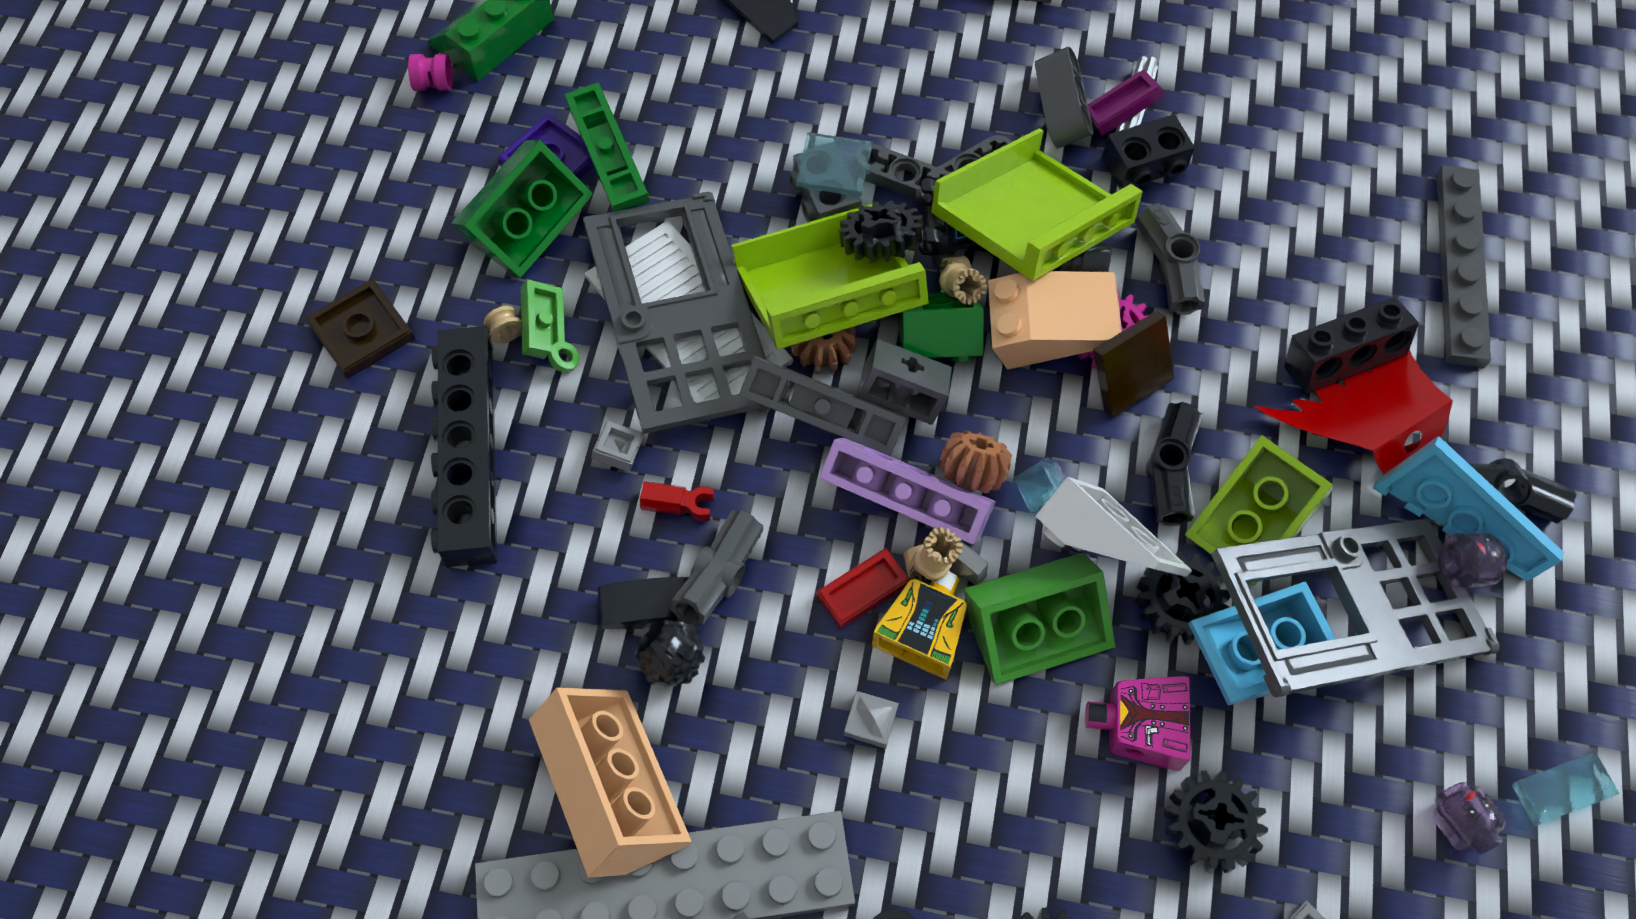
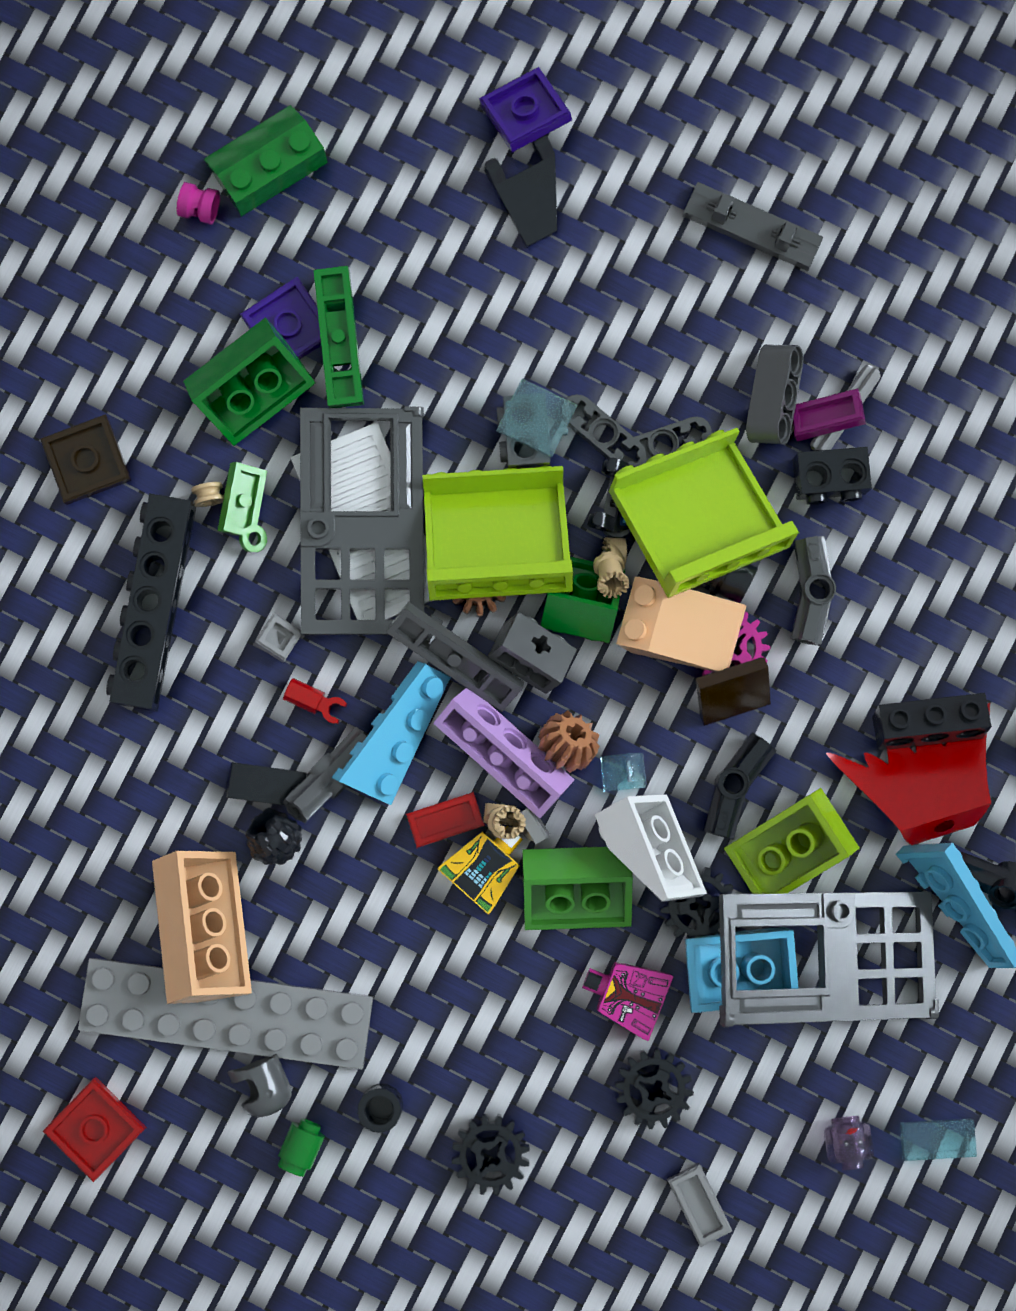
camera: 15 degrees right, 20 degrees up
(775, 524) = (388, 750): none -> medium azure wing
(871, 719) = (418, 931): light grey tile -> none
(881, 231) = (555, 504): black gear -> none
(1472, 560) = (945, 943): head -> none

